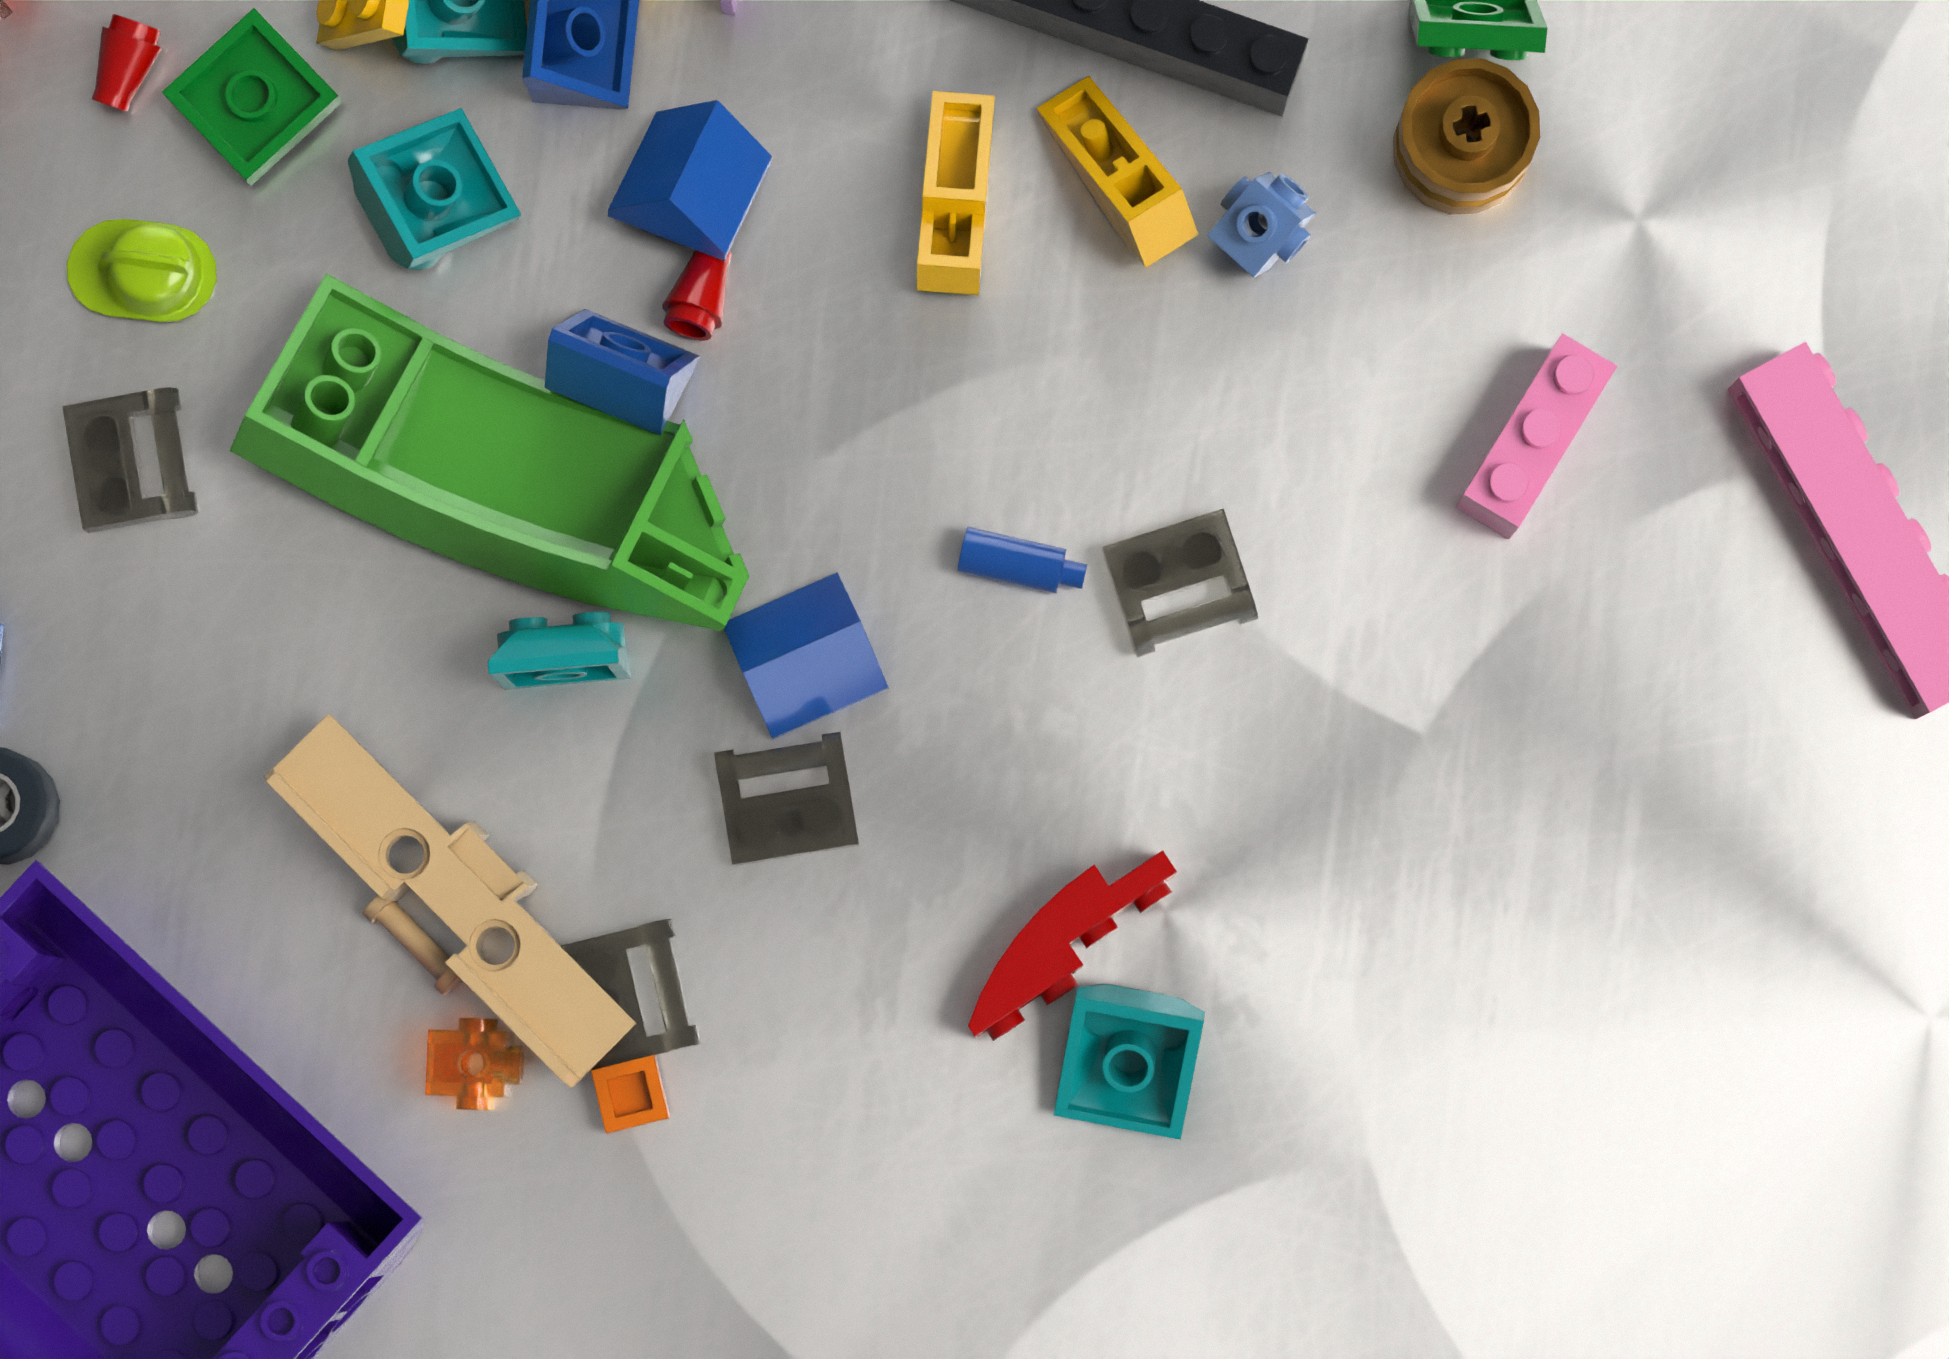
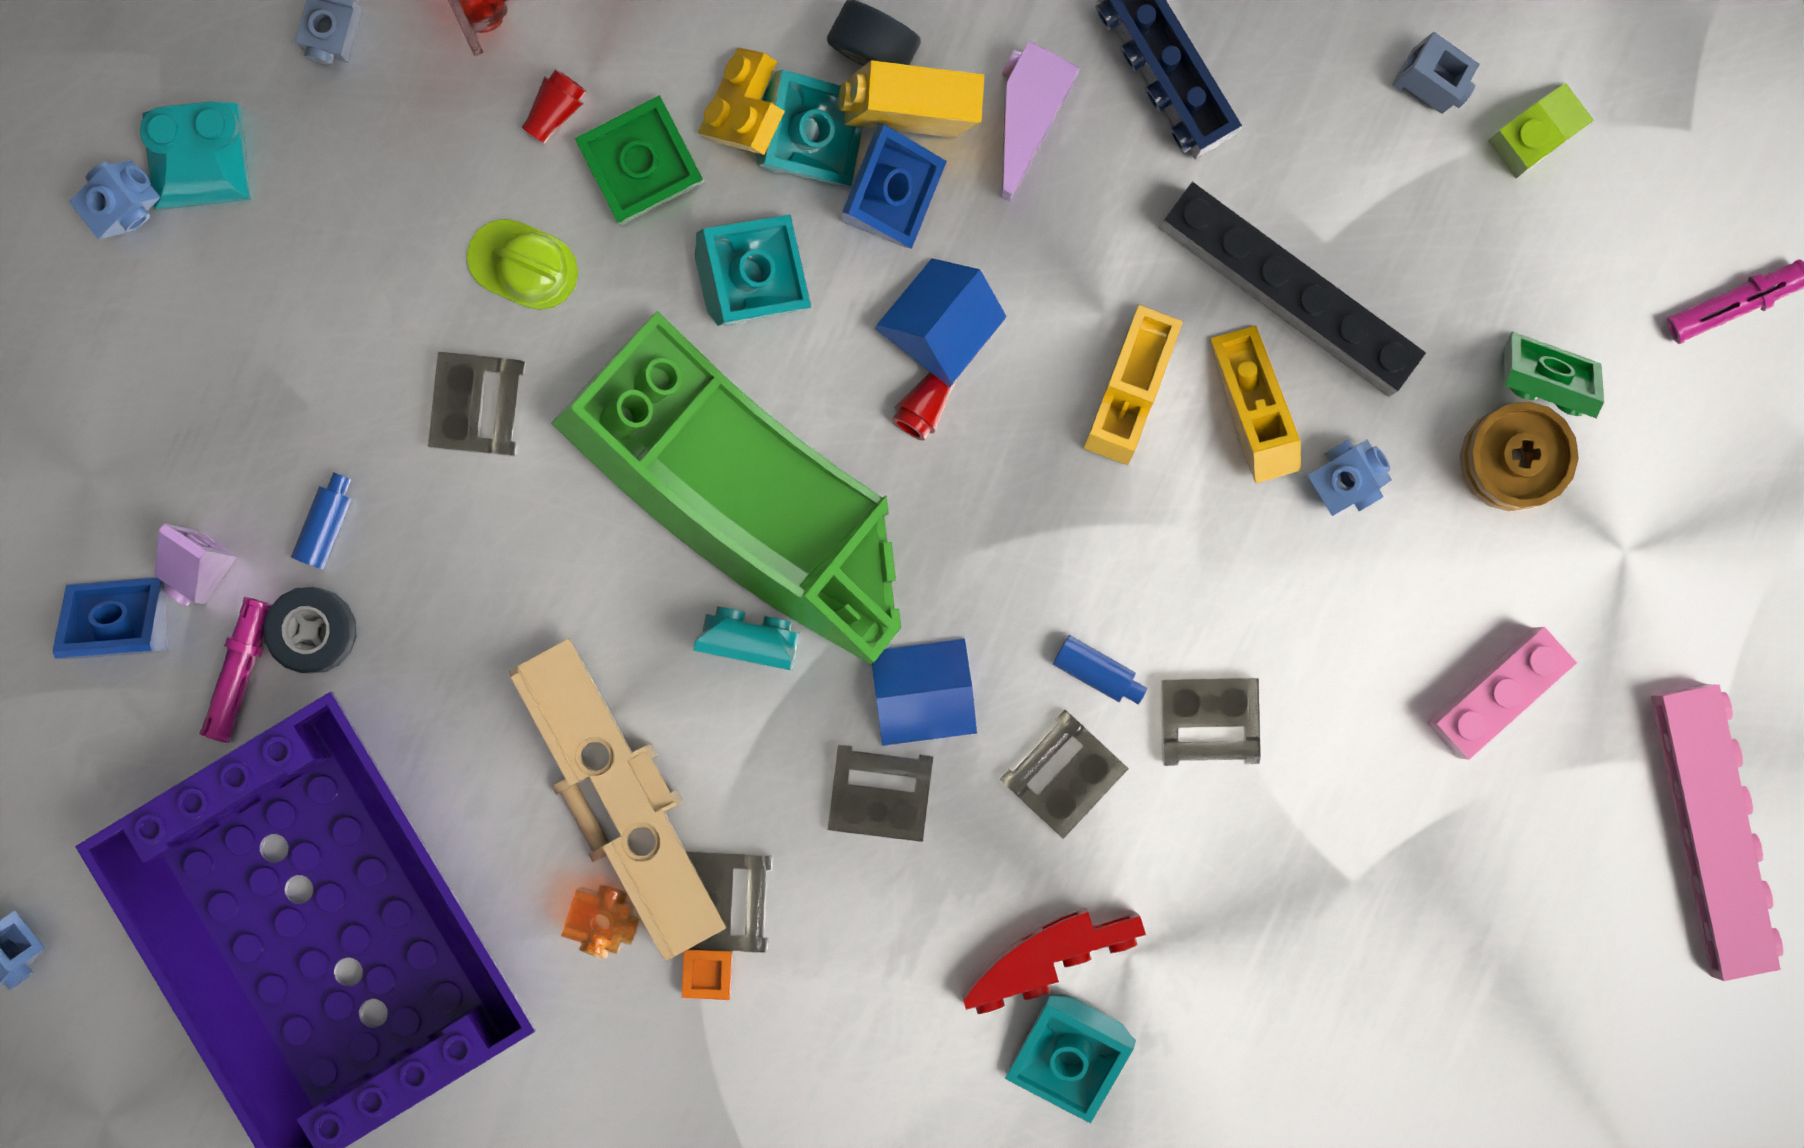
camera: 10 degrees right, 5 degrees up
(617, 369) = (850, 443): blue slope -> none
(1032, 714) = (1076, 785): none -> clear smoke plate

